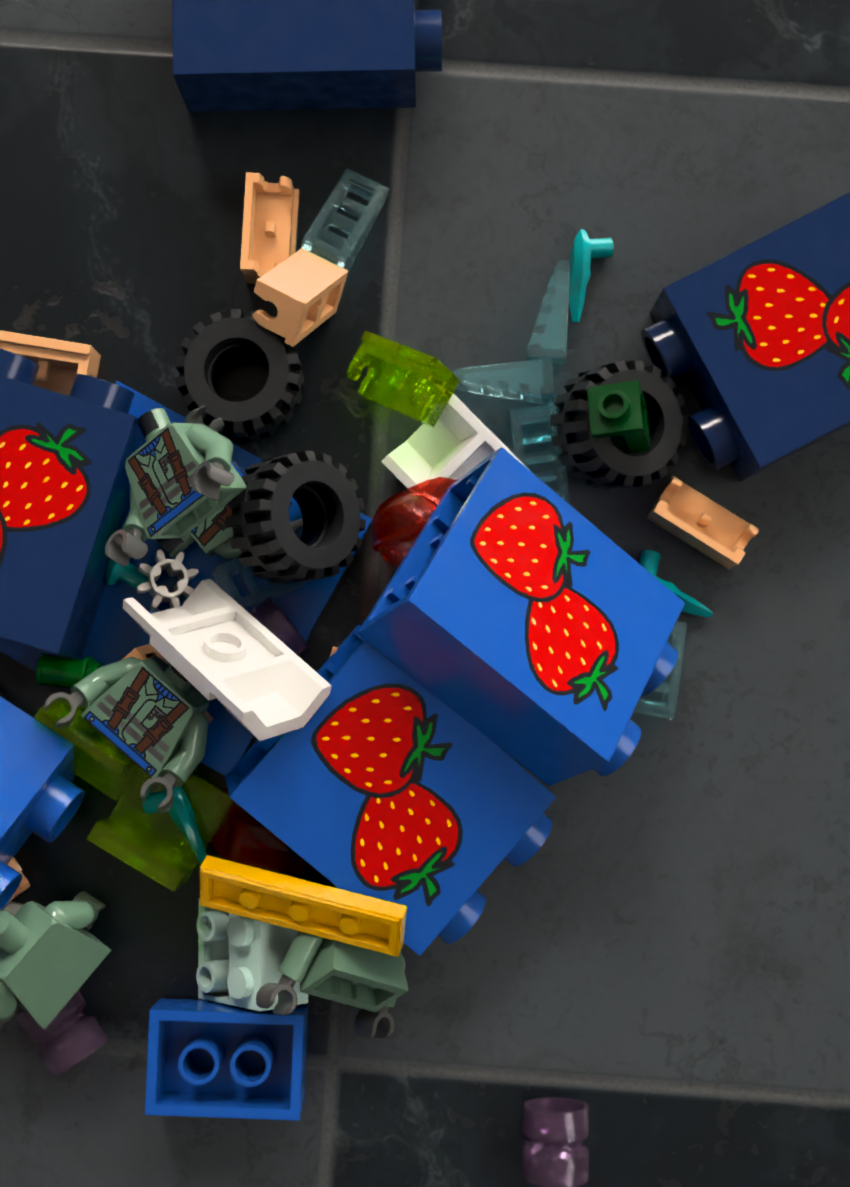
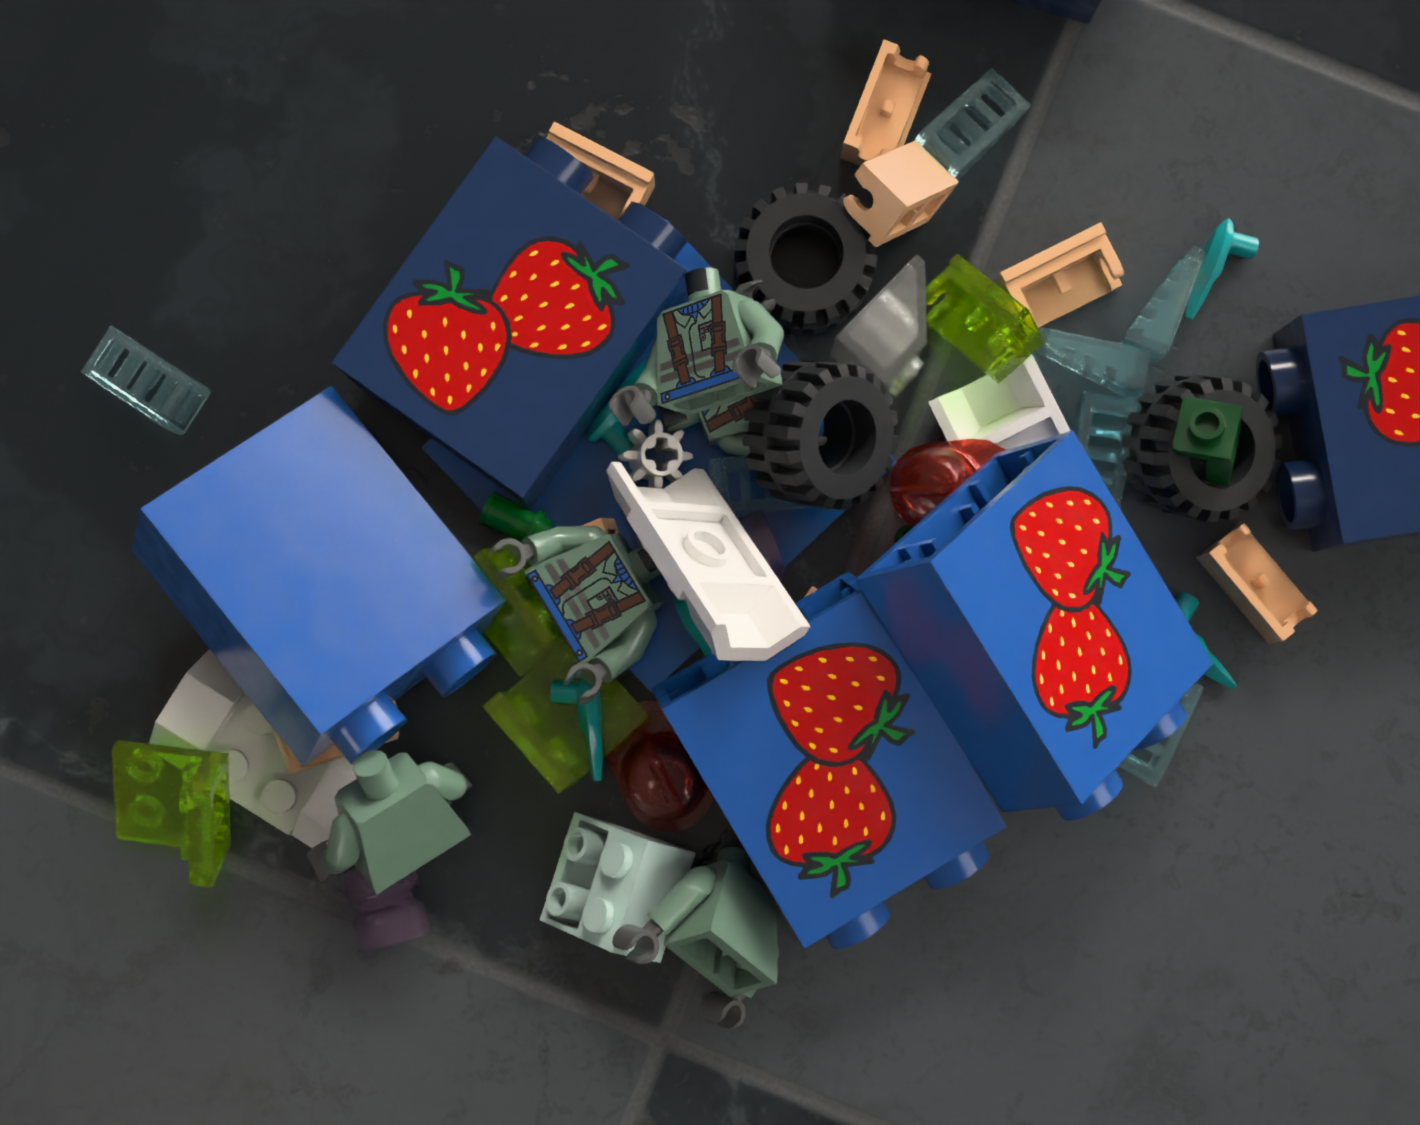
camera: 15 degrees right, 0 degrees up
(225, 1061) = (554, 995): blue brick -> none
(302, 905) = (697, 852): yellow tile -> none
(326, 413) = (889, 330): none -> clear slope
(460, 321) = (1064, 275): none -> light nougat hinge

